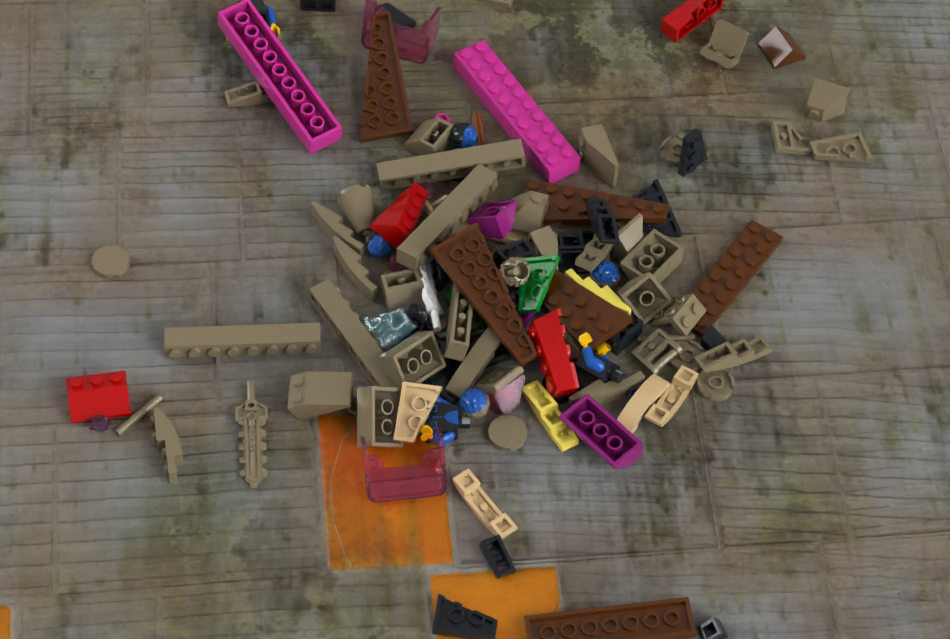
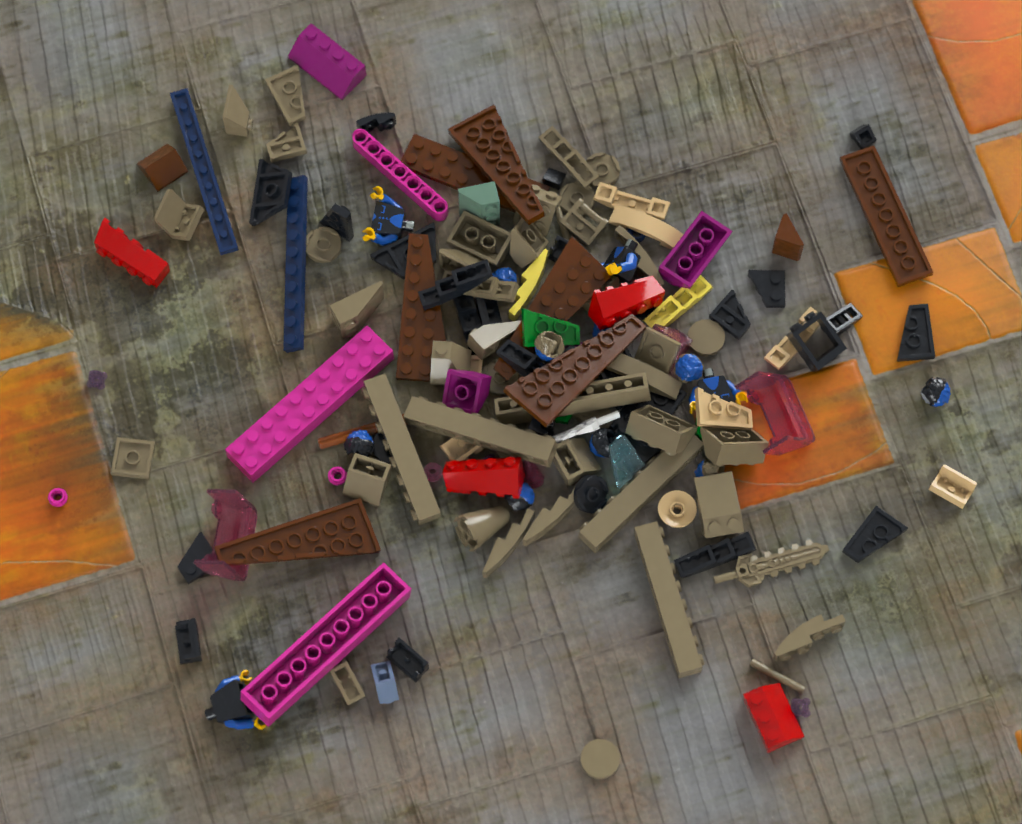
camera: 100 degrees left, 15 degrees up
(235, 119) = (384, 682): none -> sand blue slope
(252, 141) = (407, 660): none -> black hinge
(254, 527) = (873, 534): none -> black wing
(275, 389) = (715, 555): none -> black slope
(280, 609) = (953, 486): none -> tan bracket
(331, 360) = (677, 500): none -> tan dish
(365, 297) = (590, 493): none -> black tile
(390, 619) = (936, 392): none -> black piece
(483, 532) = (802, 349): none -> black window
(525, 457) = (731, 316): none -> black wing
(551, 502) = (770, 286): none -> black wing
(598, 518) = (787, 241): none -> reddish brown slope
(655, 124) = (295, 265): none -> dark blue plate
(685, 262) = (480, 201): none -> sand green slope
(689, 198) = (387, 220): none -> torso
(738, 216) = (403, 182): none -> dark pink beam
(739, 117) = (270, 192): none -> black wing
(749, 286) = (494, 154): none -> reddish brown wing
(770, 75) = (204, 172): none -> dark blue plate
(799, 203) = (382, 121): none -> black slope
(875, 184) = (327, 61): none -> magenta slope

